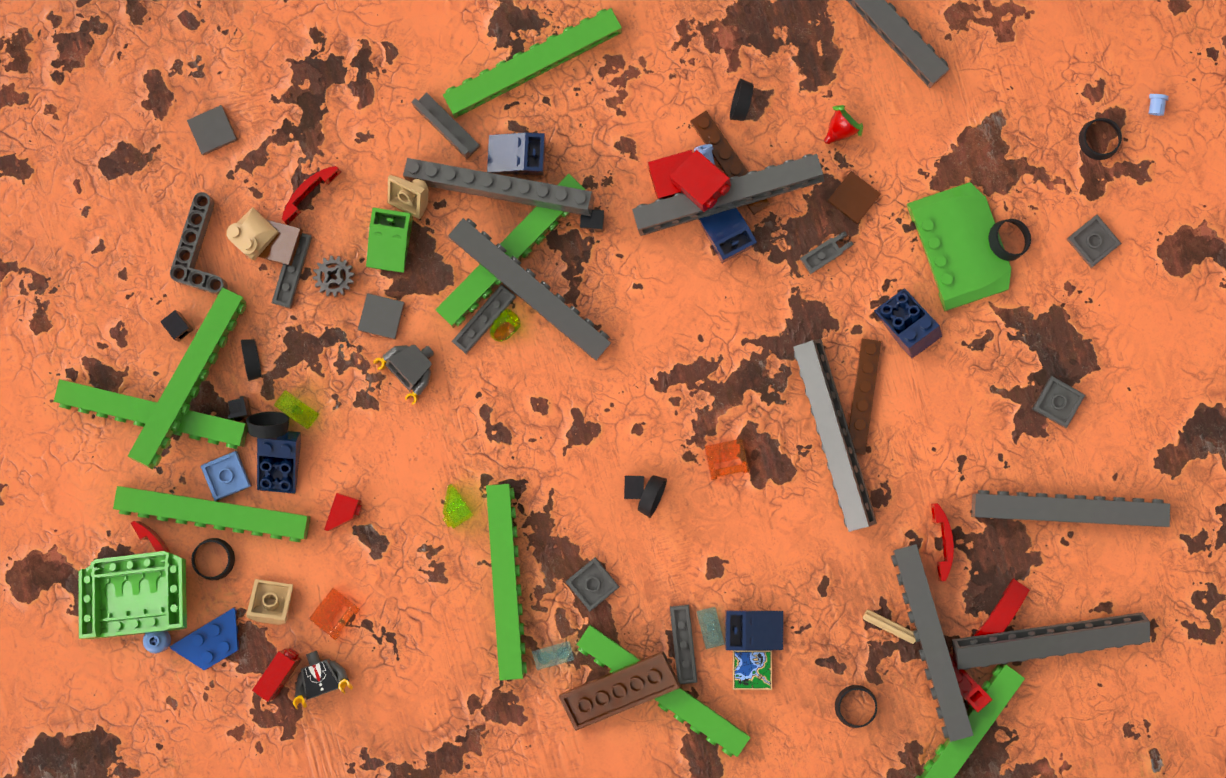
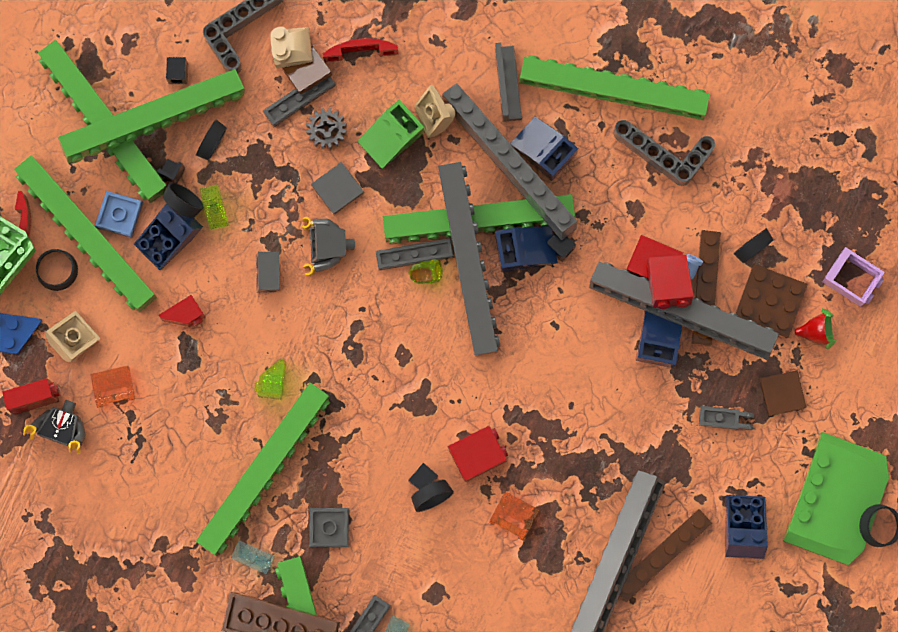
camera: 35 degrees right, 5 degrees down
(381, 426) = (267, 272): none -> dark grey hinge
(566, 245) = (524, 248): none -> dark blue slope
(614, 84) = (664, 155): none -> dark grey beam
(660, 433) = (478, 453): none -> red brick
(787, 132) = (771, 299): none -> reddish brown plate
(818, 49) = (845, 255): none -> lavender window

